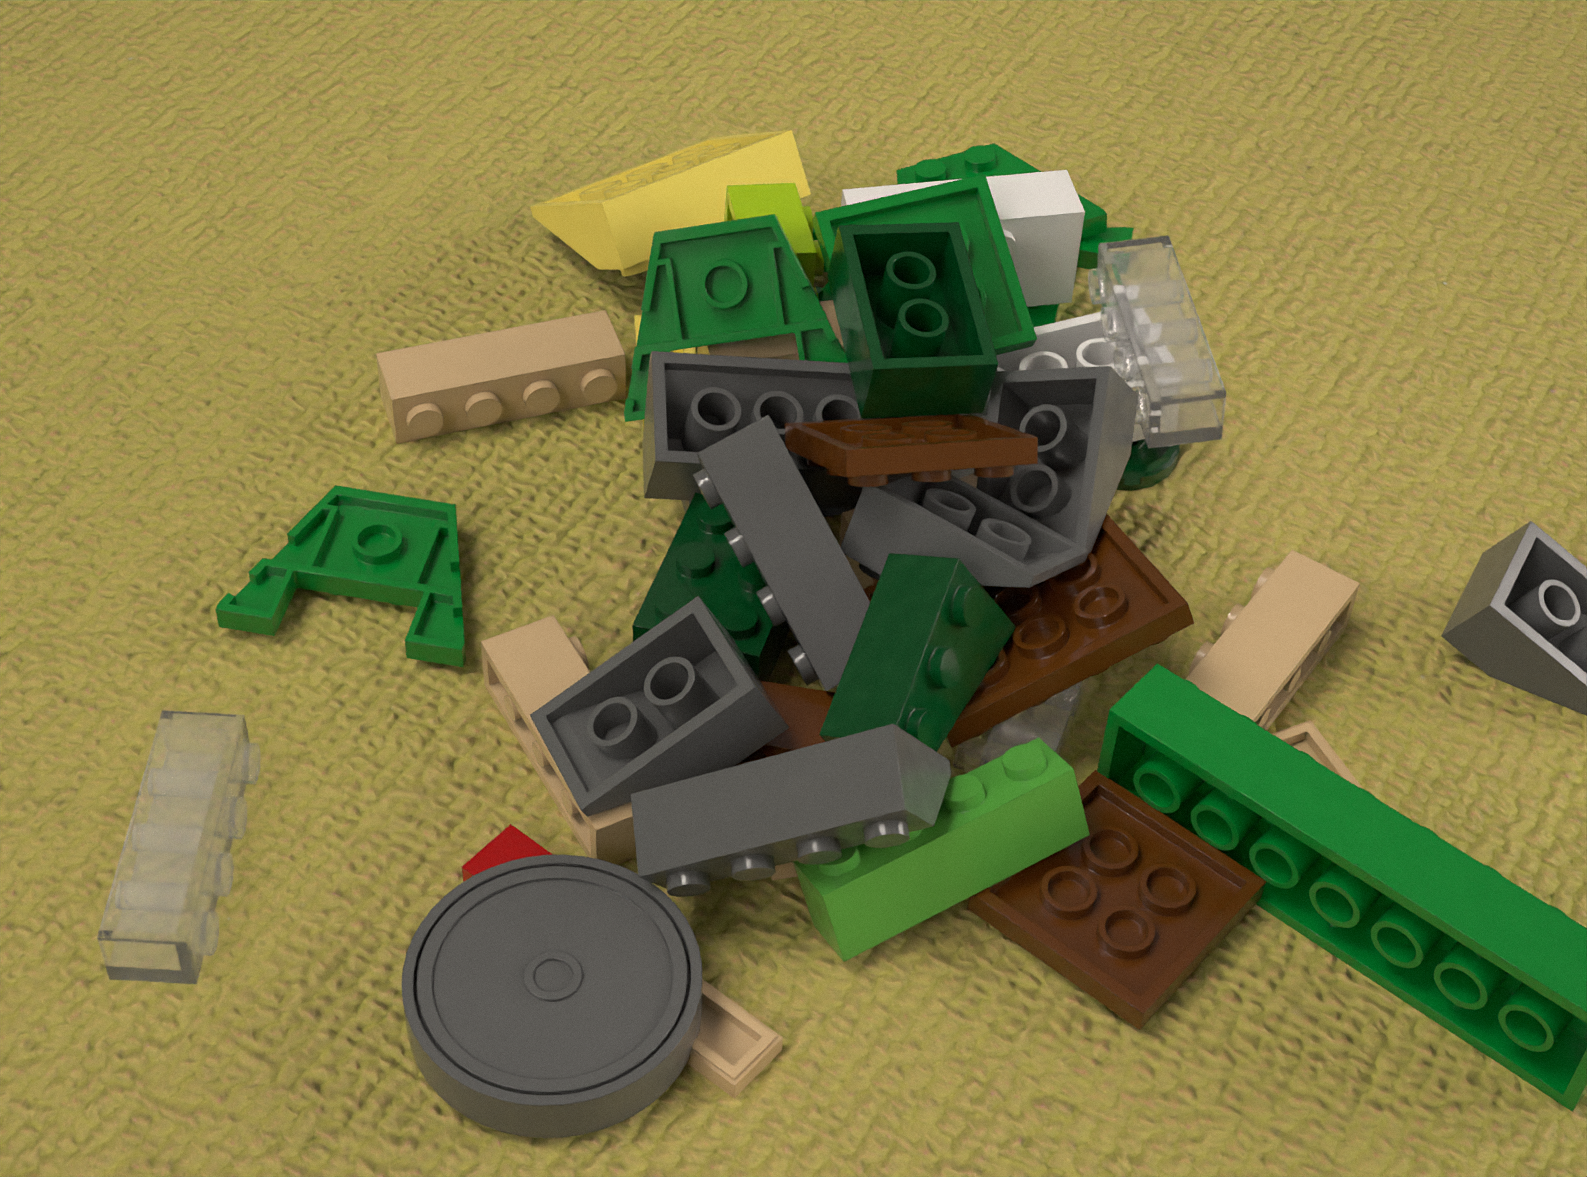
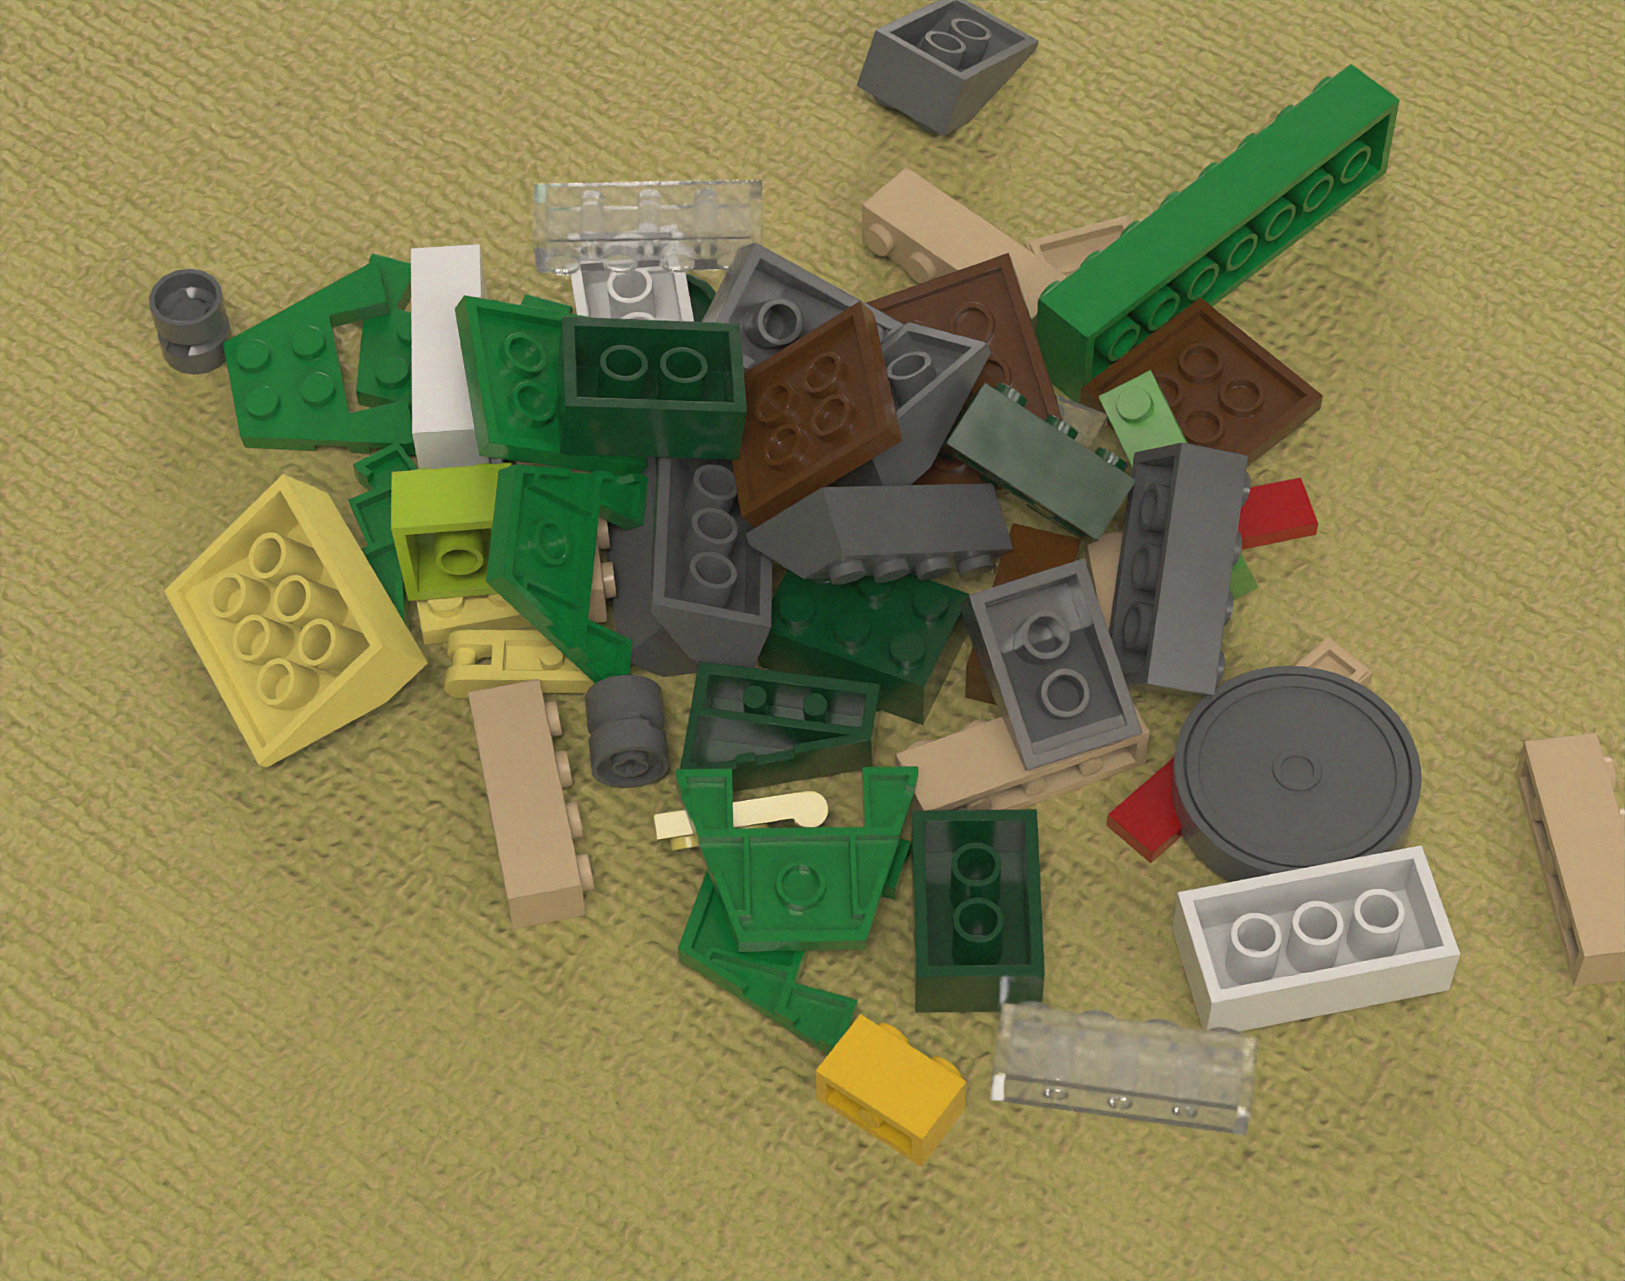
camera: 80 degrees left, 10 degrees up
(168, 652) = (891, 1089): none -> yellow brick
(323, 1009) = (1315, 940): none -> white brick
(365, 698) = (976, 910): none -> dark green brick
(388, 549) = (798, 883): none -> green wing
(488, 524) = (801, 808): none -> light yellow plate
(590, 526) = (779, 725): none -> dark green wedge
(603, 430) = (626, 731): none -> dark grey wheel
(960, 969) = (1276, 514): none -> red tile
(1011, 112) = (190, 320): none -> dark grey wheel

